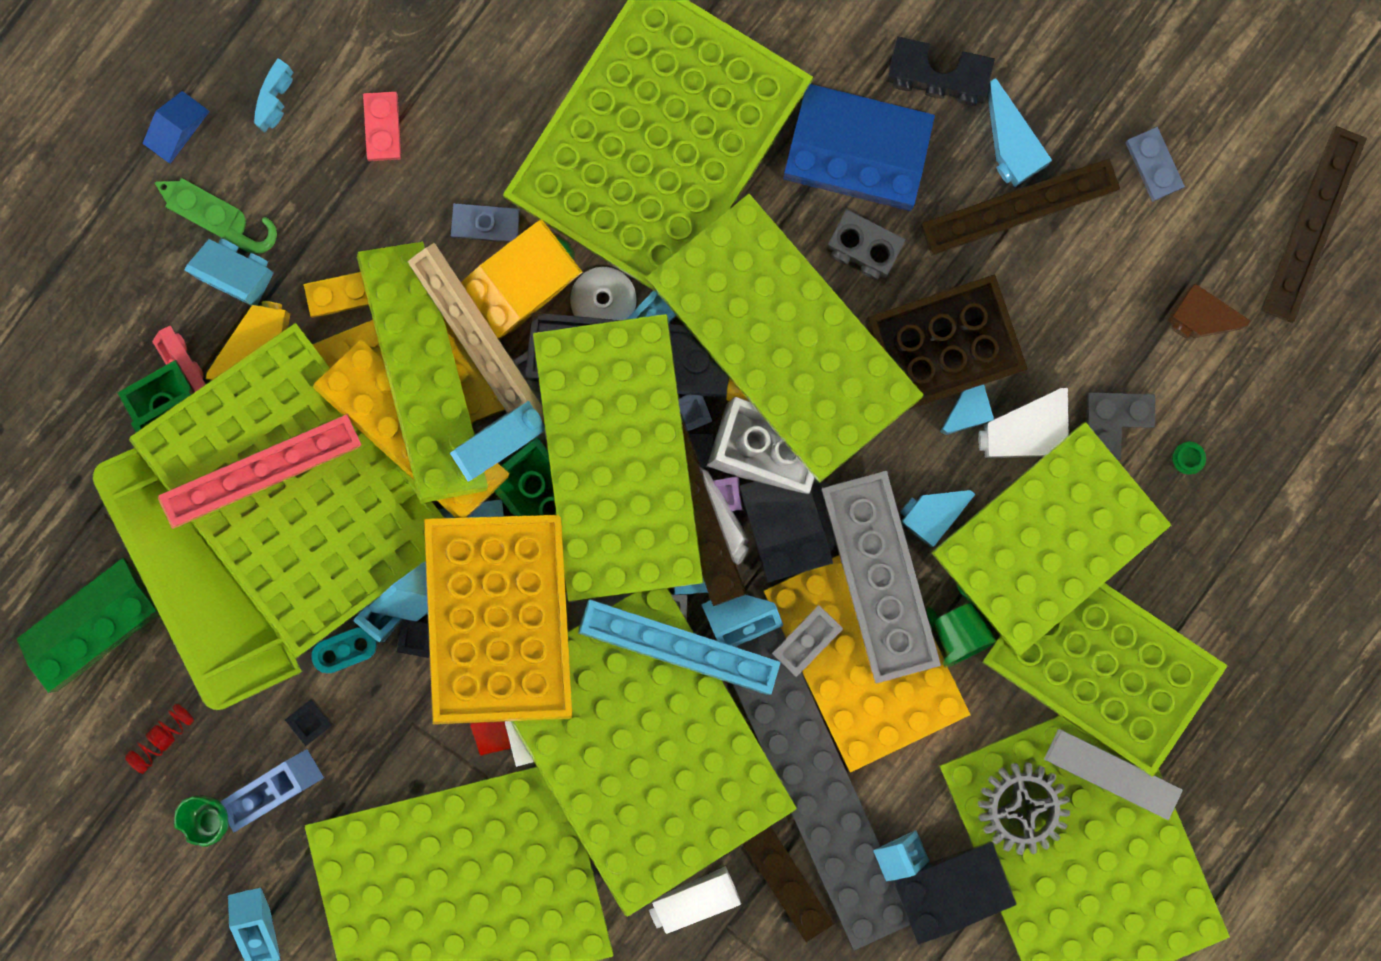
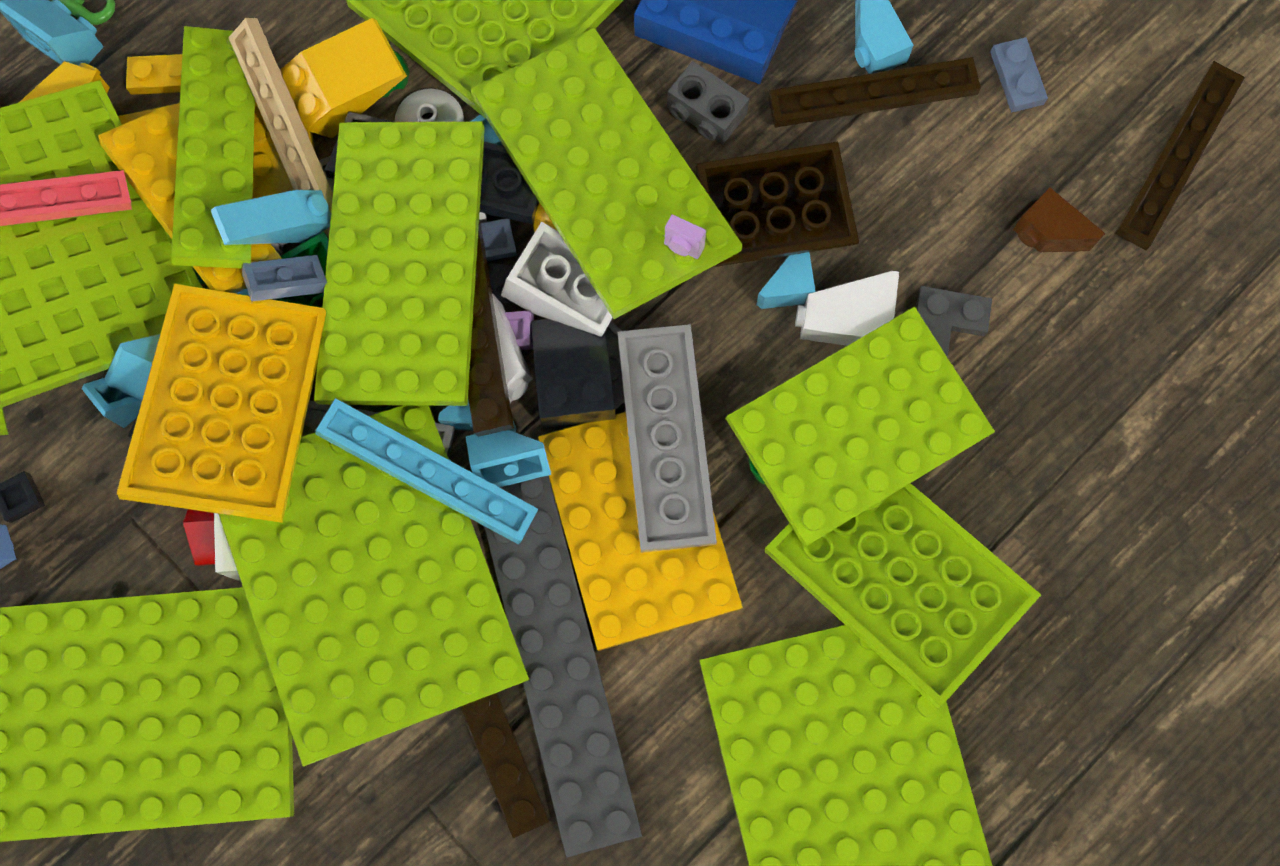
camera: 15 degrees right, 10 degrees down
(344, 649) = (77, 427): teal plate -> none
(485, 223) = (316, 25): sand blue plate -> none
(517, 493) = (284, 277): none -> sand blue plate
(695, 901) = (394, 766): white slope -> none
(807, 641) = (573, 493): light grey plate -> none
(873, 405) = (684, 237): none -> lavender plate
(902, 857) = (639, 755): medium azure slope -> none
(934, 514) = (736, 382): medium azure slope -> none
(955, 892) = (692, 807): black slope -> none
(961, 633) = (745, 515): green hat -> none
(1027, 824) = (787, 739): light grey gear -> none
(1113, 774) = (895, 698): light grey slope -> none
(1189, 458) = (1020, 371): green plate -> none

